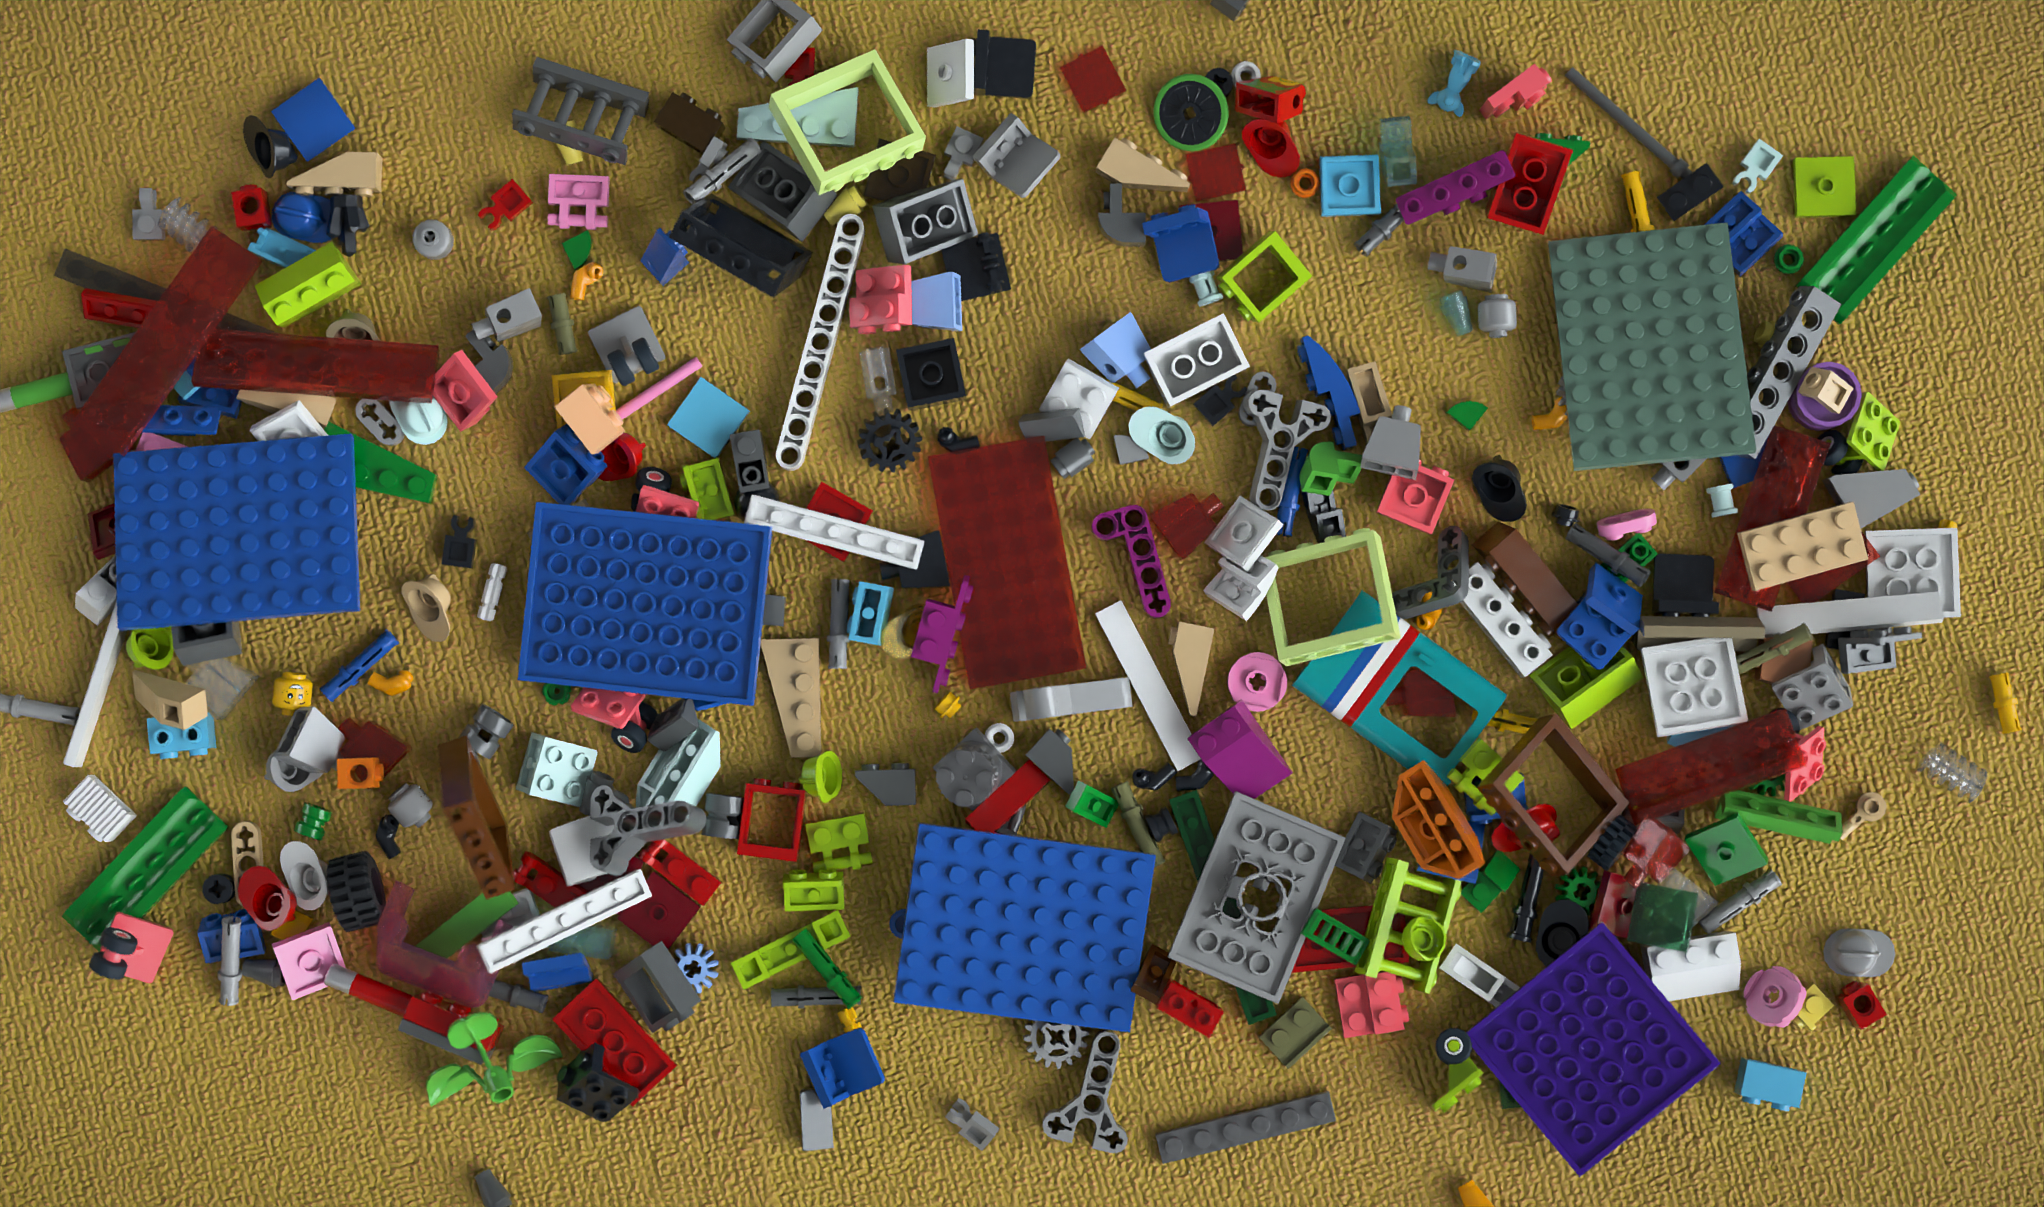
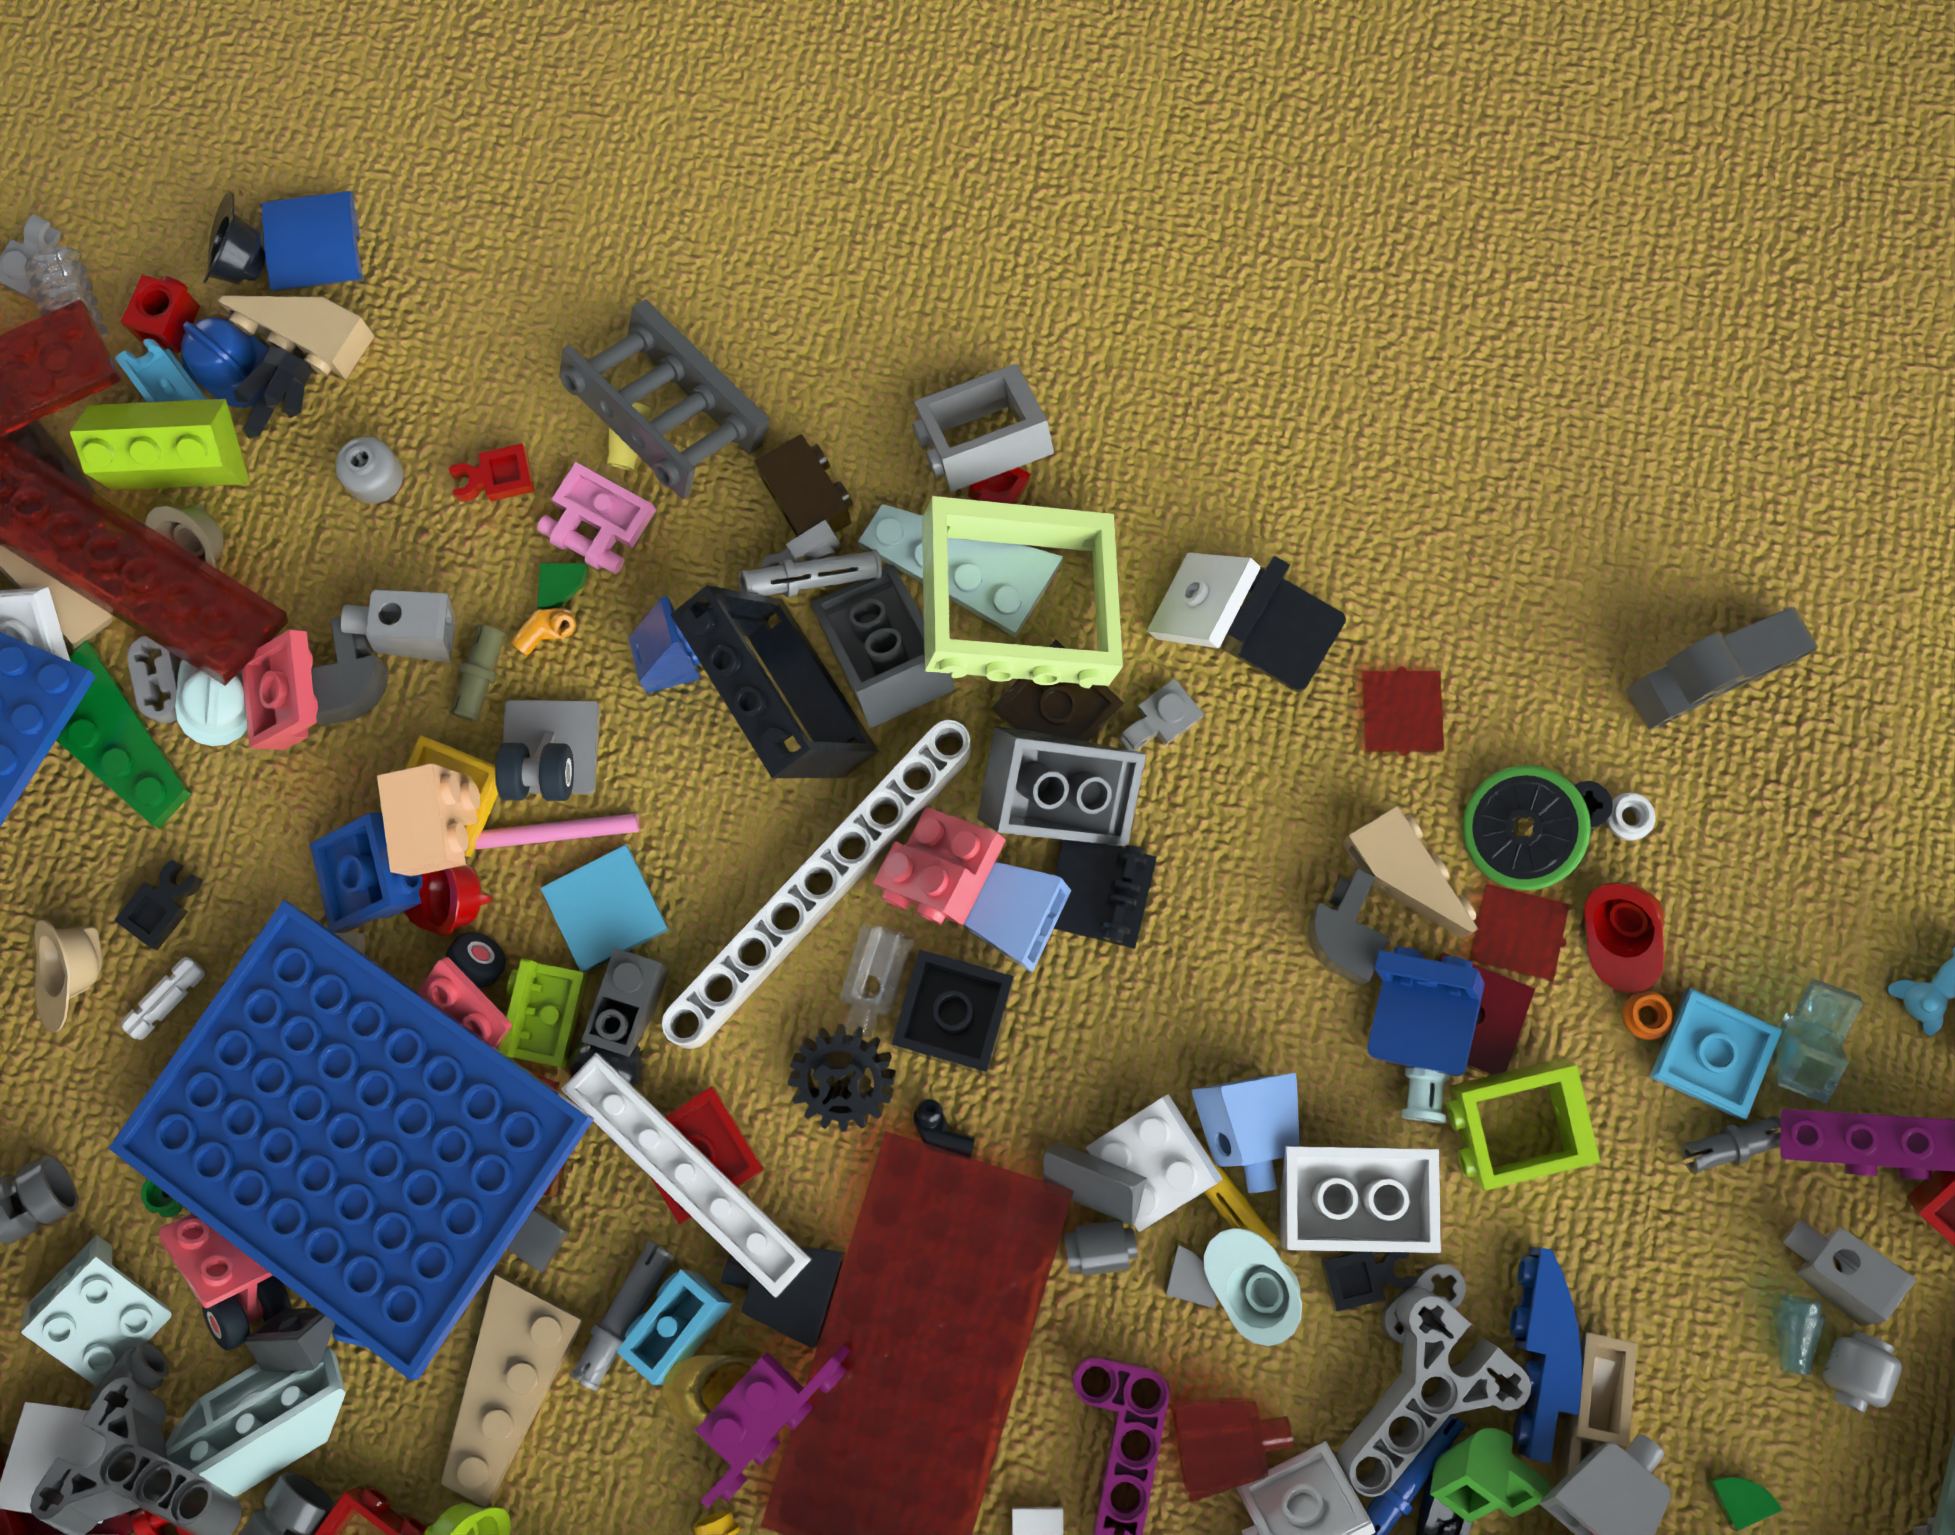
camera: 35 degrees right, 10 degrees down
(848, 202) = (966, 705): light yellow cone -> none
(1016, 157) = (1238, 762): light grey bracket -> none
(1278, 102) = (1669, 877): red torso -> none

